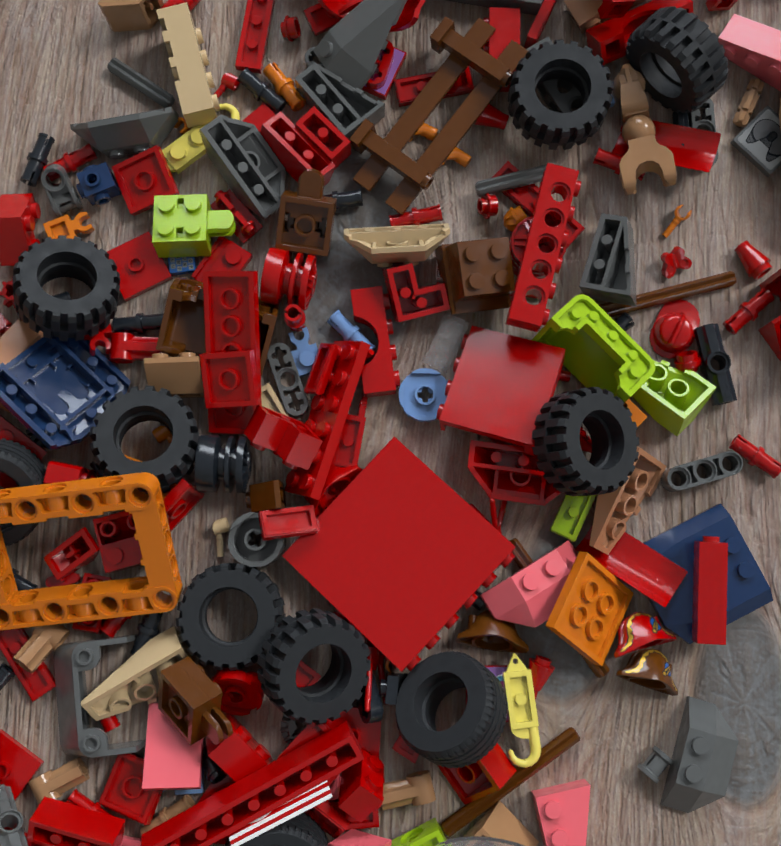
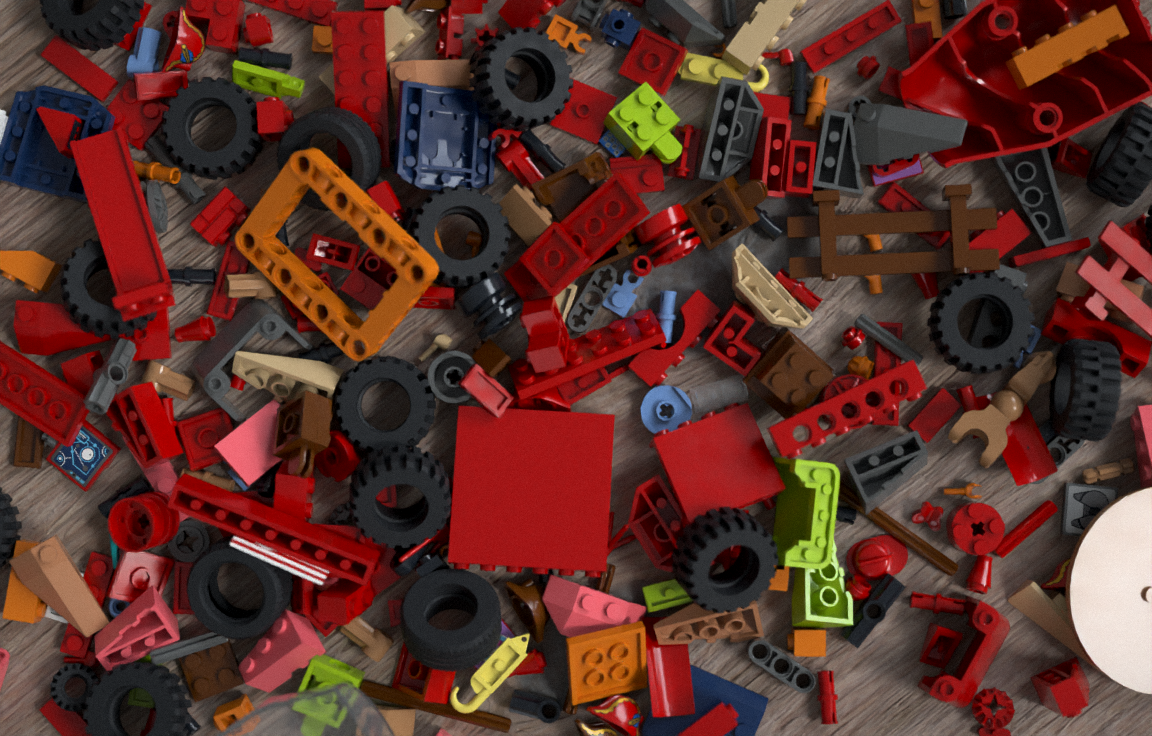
camera: 50 degrees right, 5 degrees up
(38, 721) = (197, 330): none -> red cone
(321, 369) = (619, 318): red tile -> none
(573, 700) = (532, 705): none -> black piece
(598, 193) = (934, 415): none -> red tile
(699, 435) = (807, 642): none -> orange brick
(726, 234) = (960, 531): none -> red brick
(743, 199) = (1025, 528): none -> red axle

